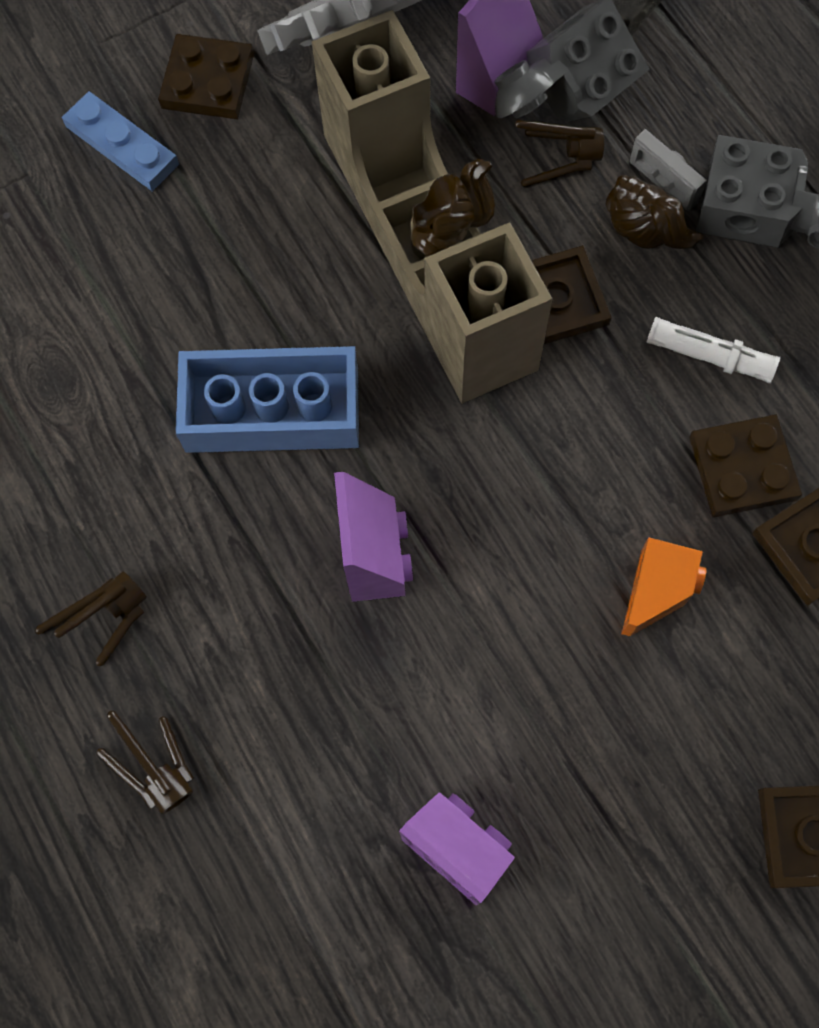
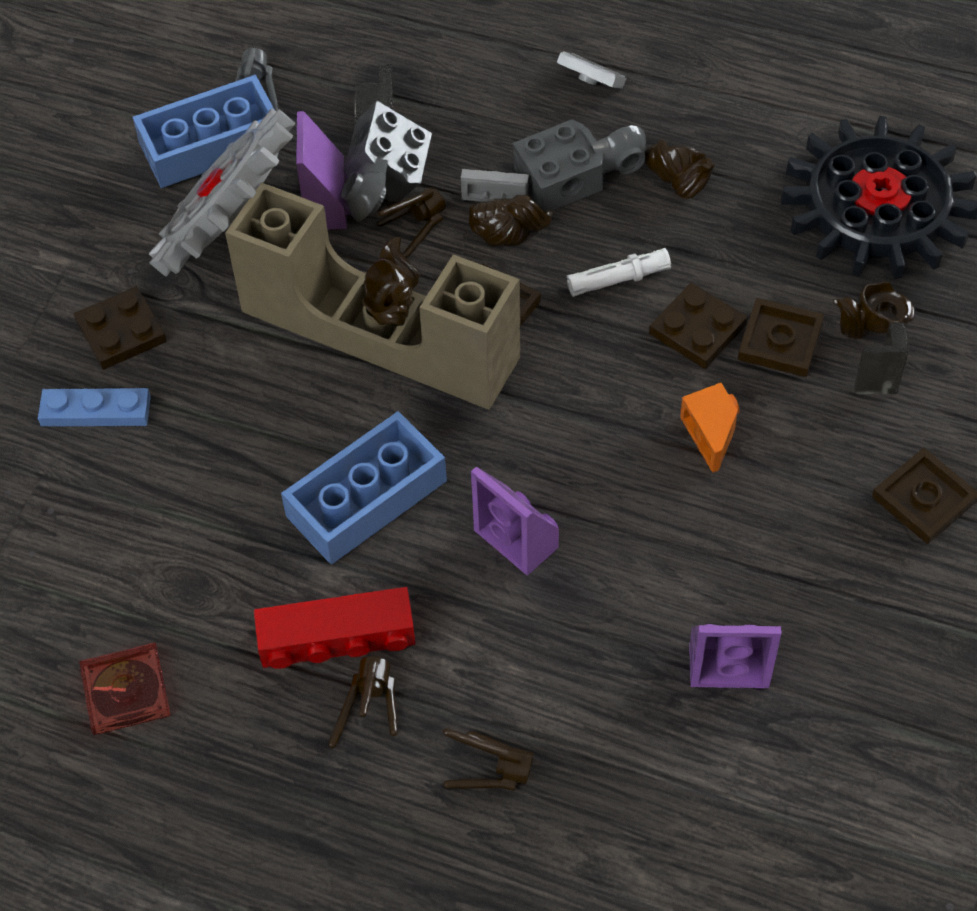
camera: 40 degrees left, 15 degrees down
(129, 519) = (334, 627): none -> red brick

